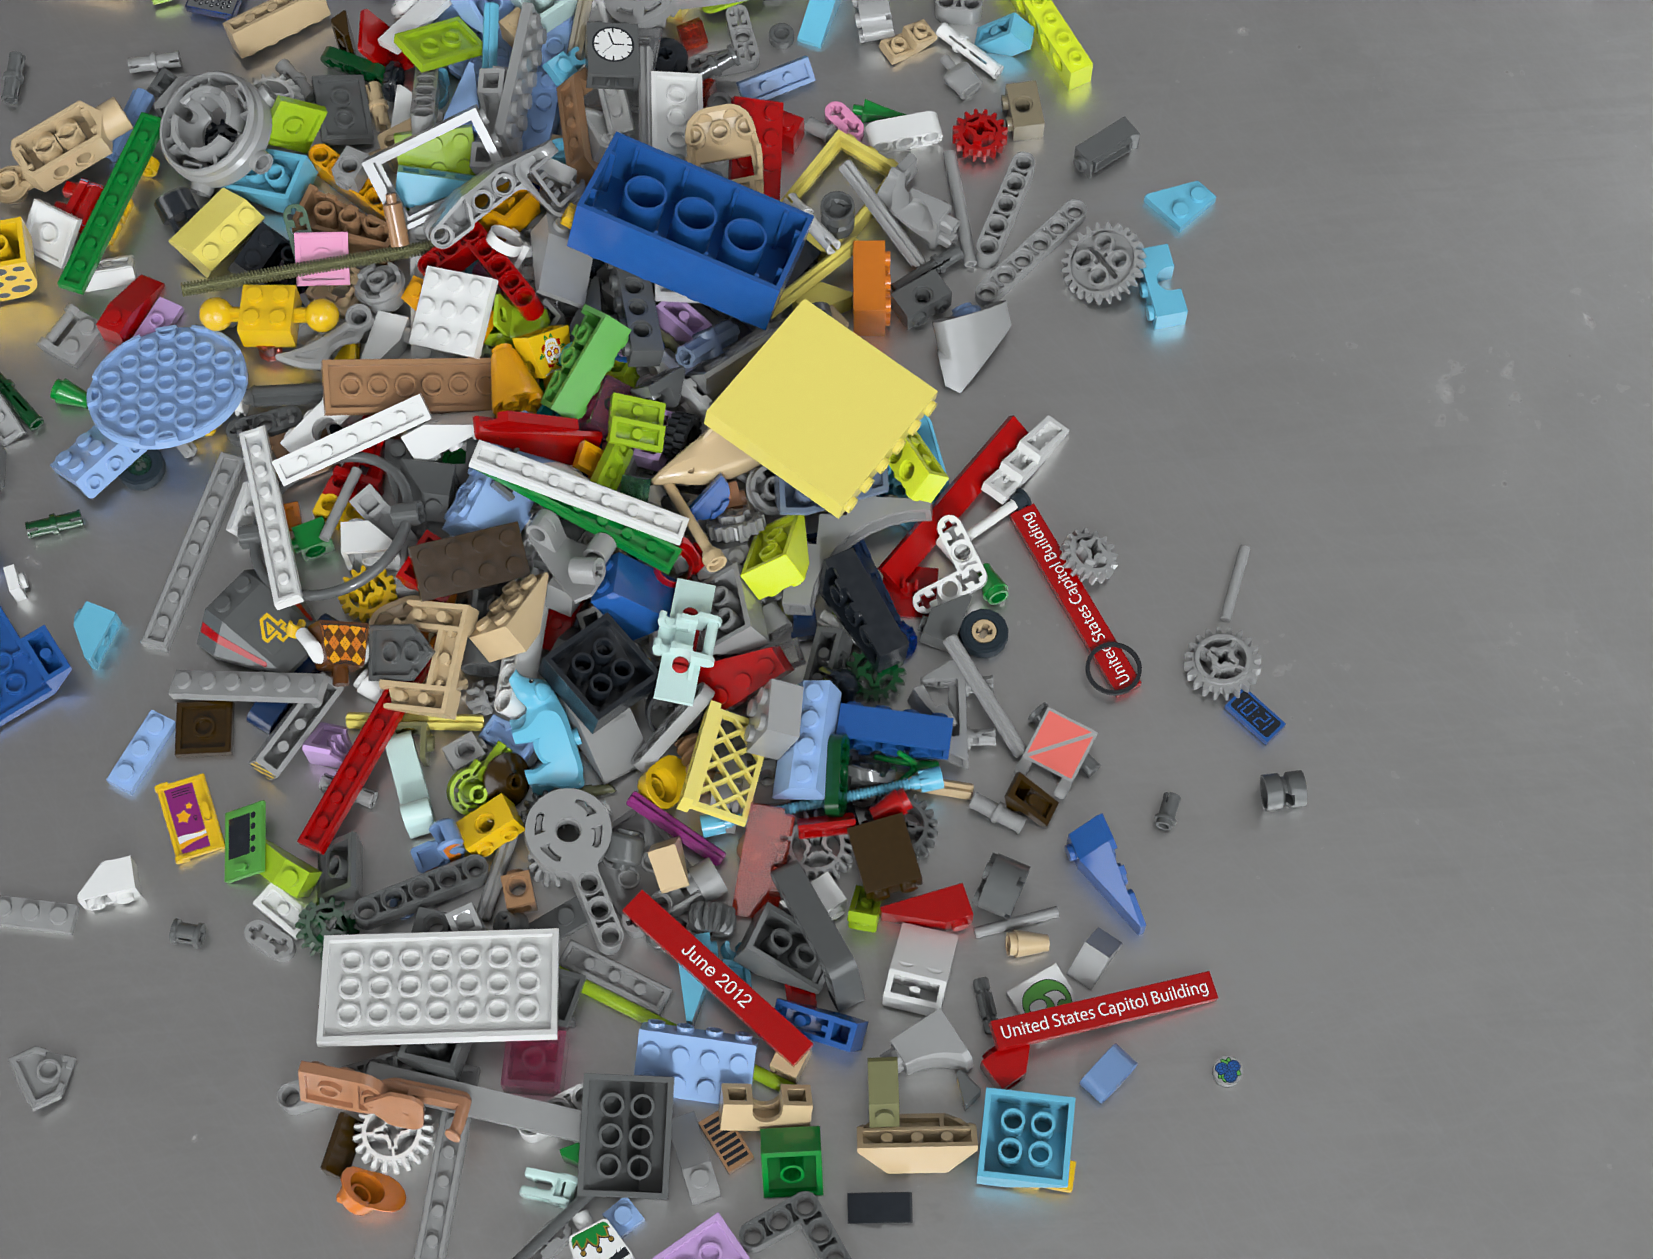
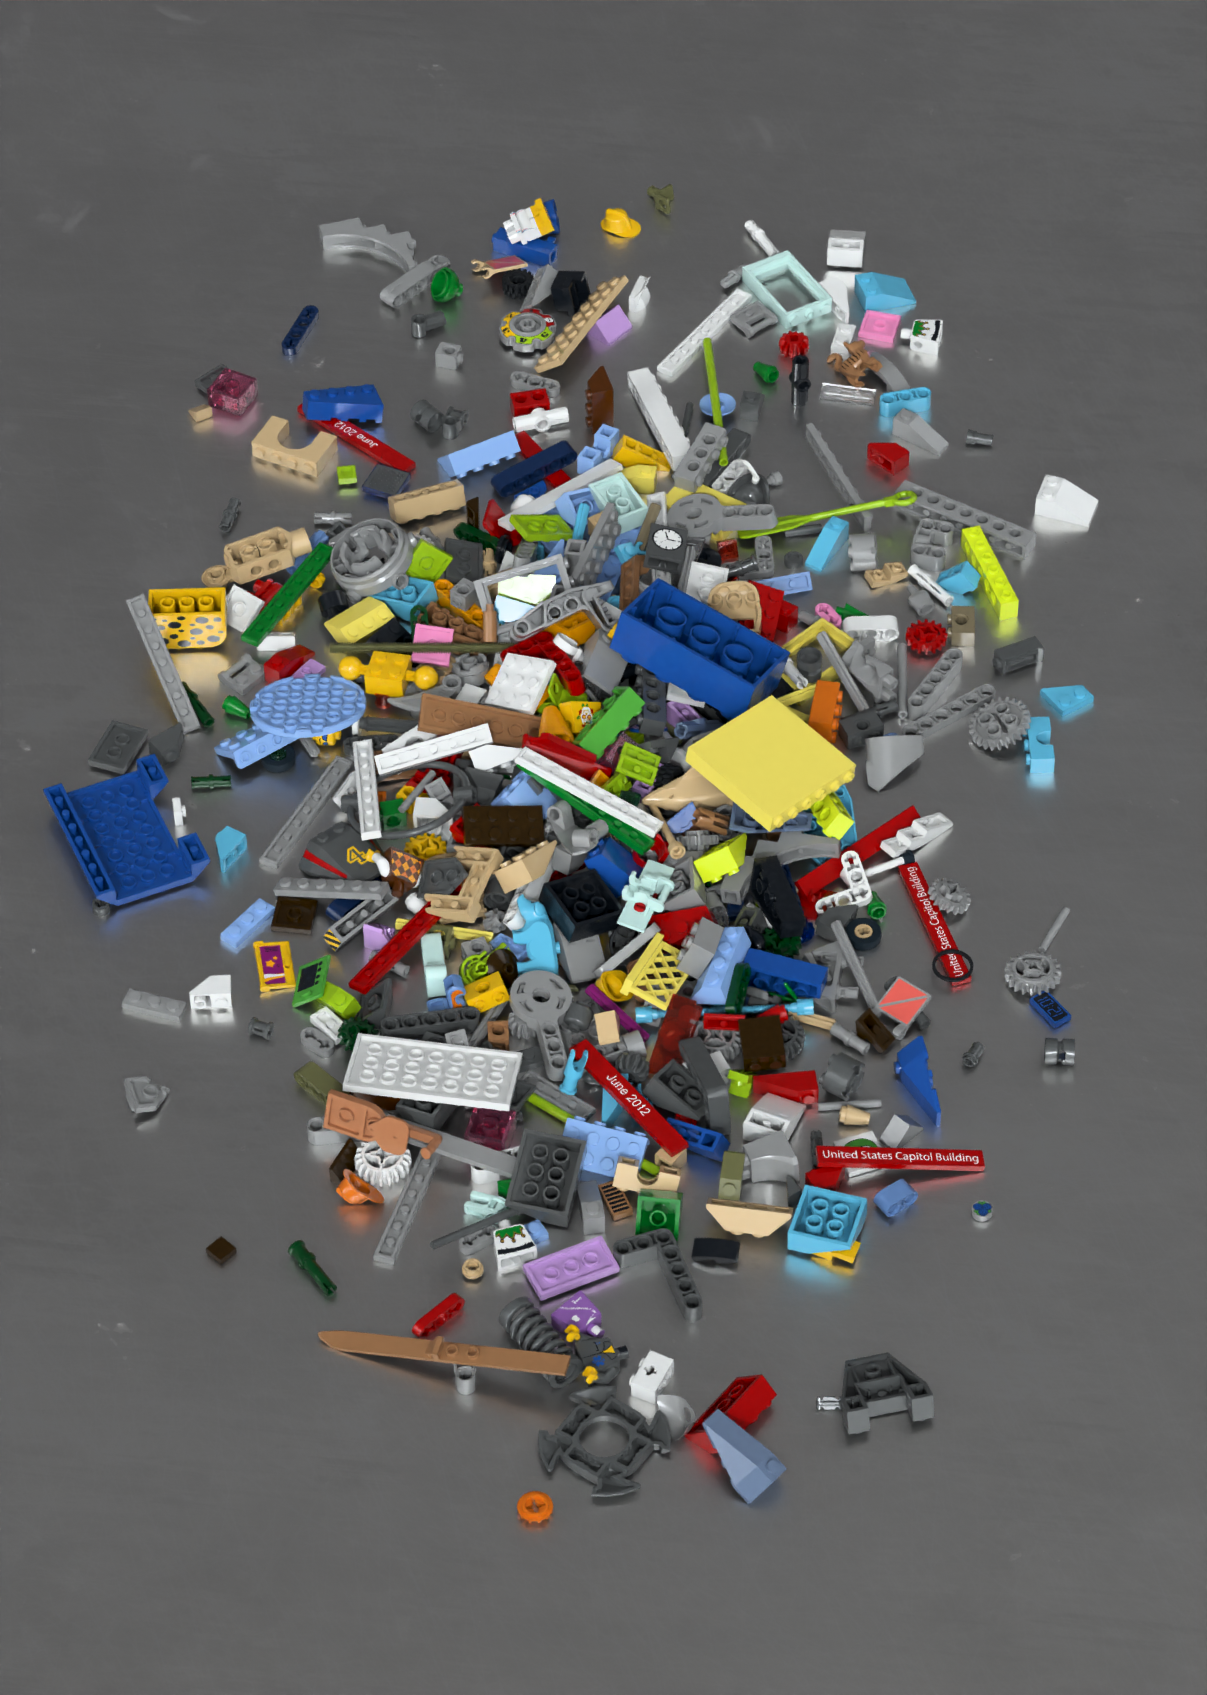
camera: 10 degrees right, 20 degrees down
(285, 1016) = (317, 1081): none -> olive beam
(634, 948) = (573, 1072): none -> medium azure piece
(747, 498) = (711, 821): none -> medium nougat arm

